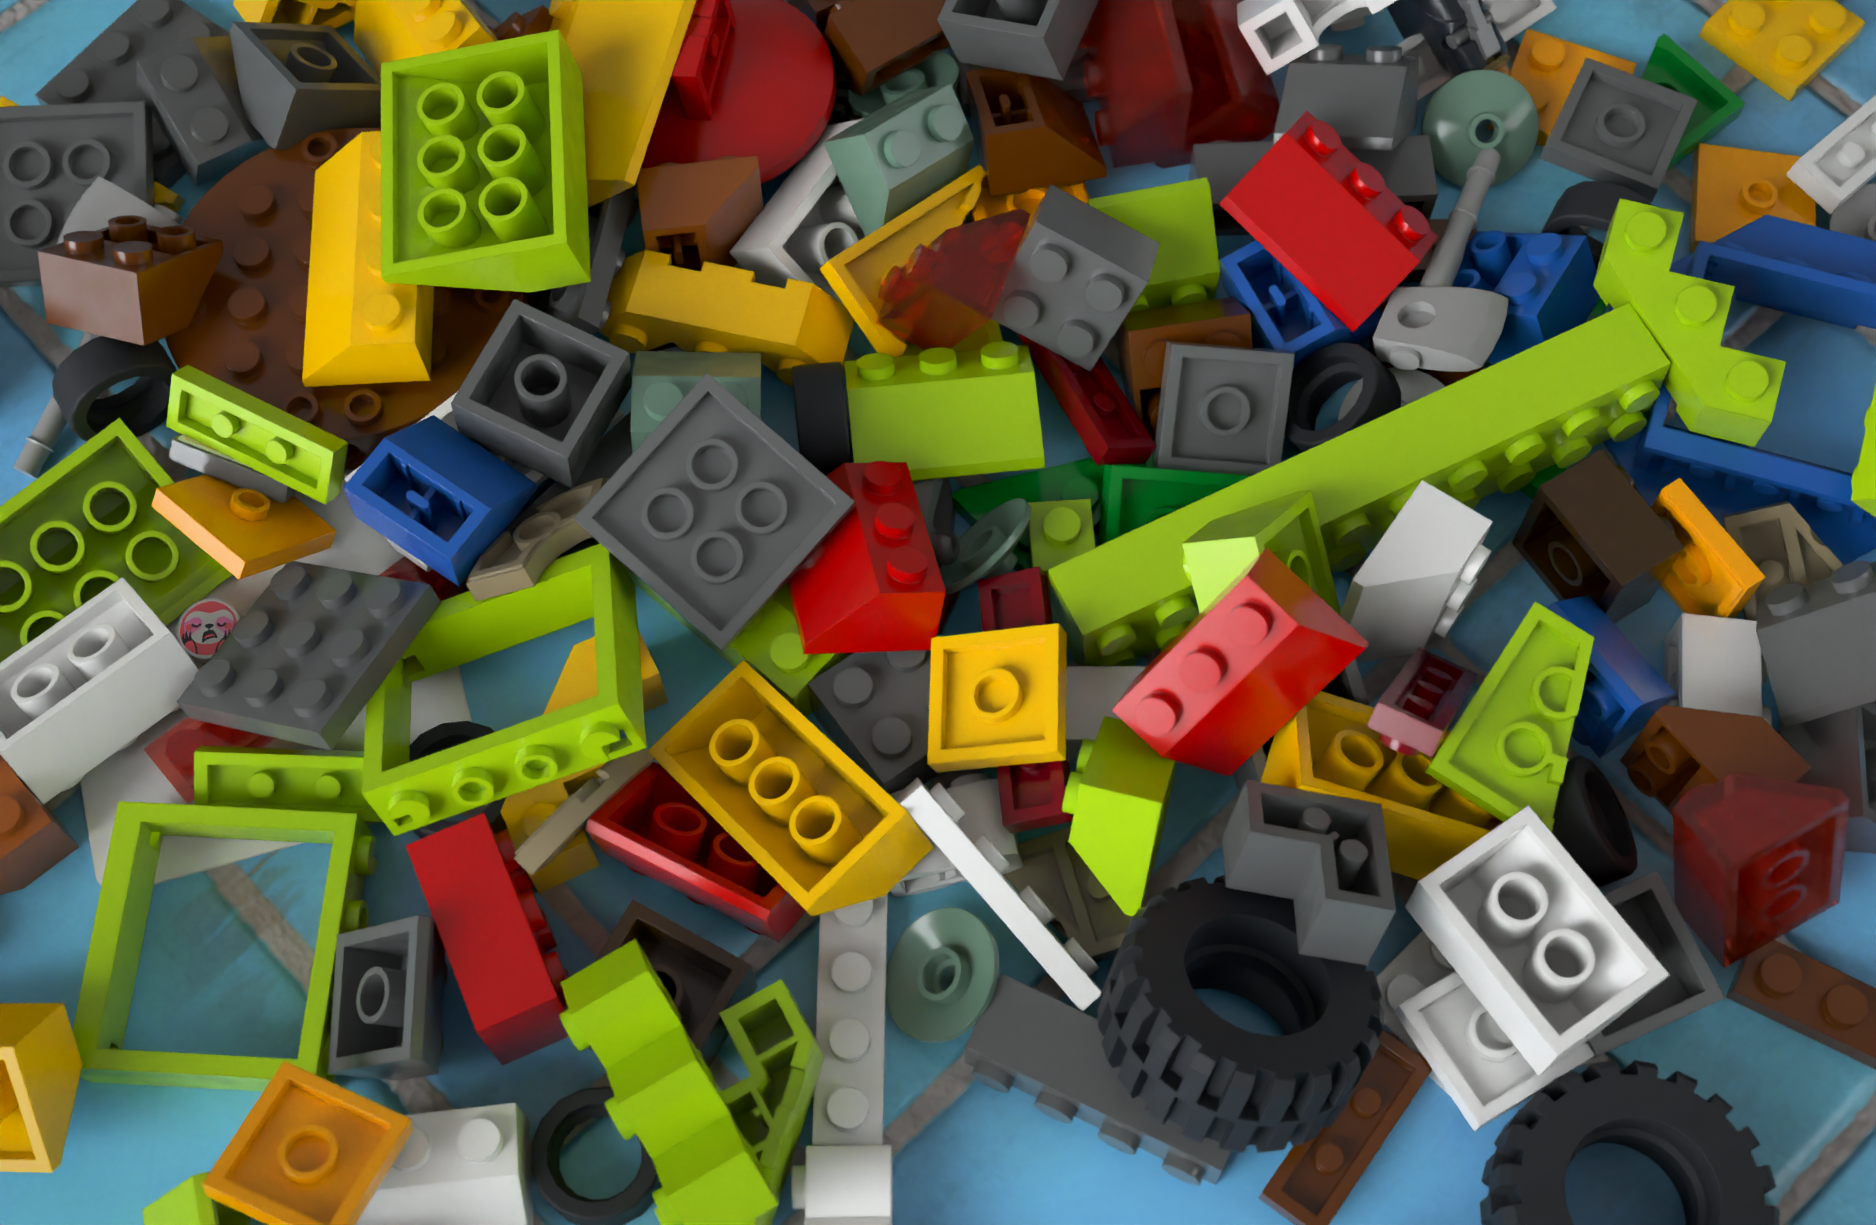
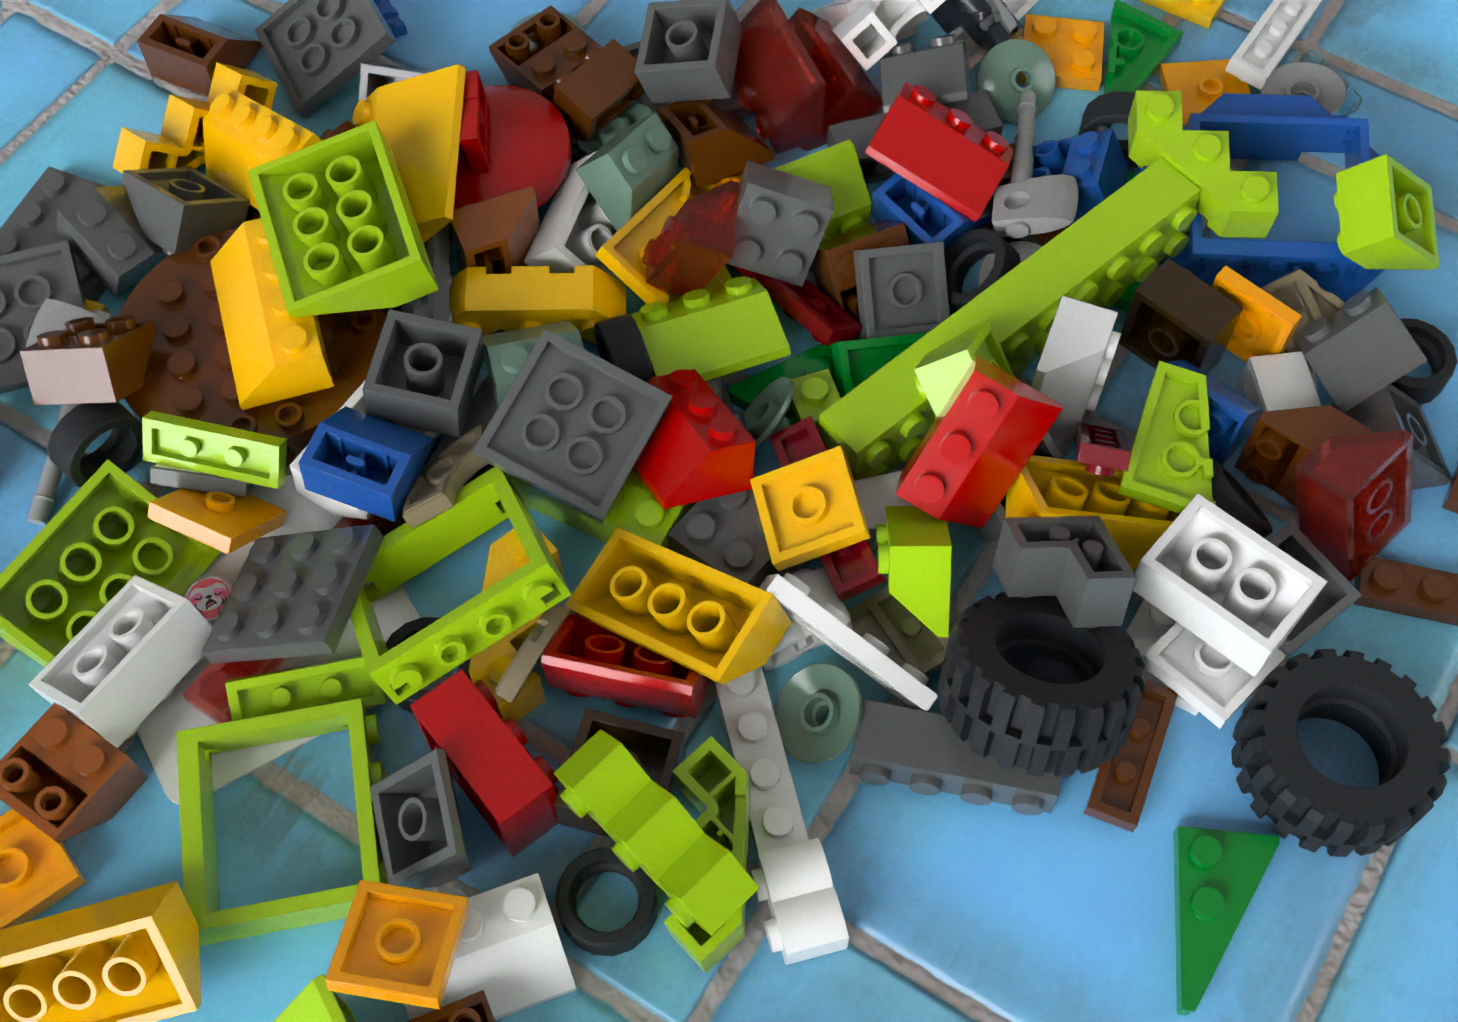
camera: 15 degrees left, 5 degrees down
(1618, 128) = (1107, 59): dark grey plate -> none

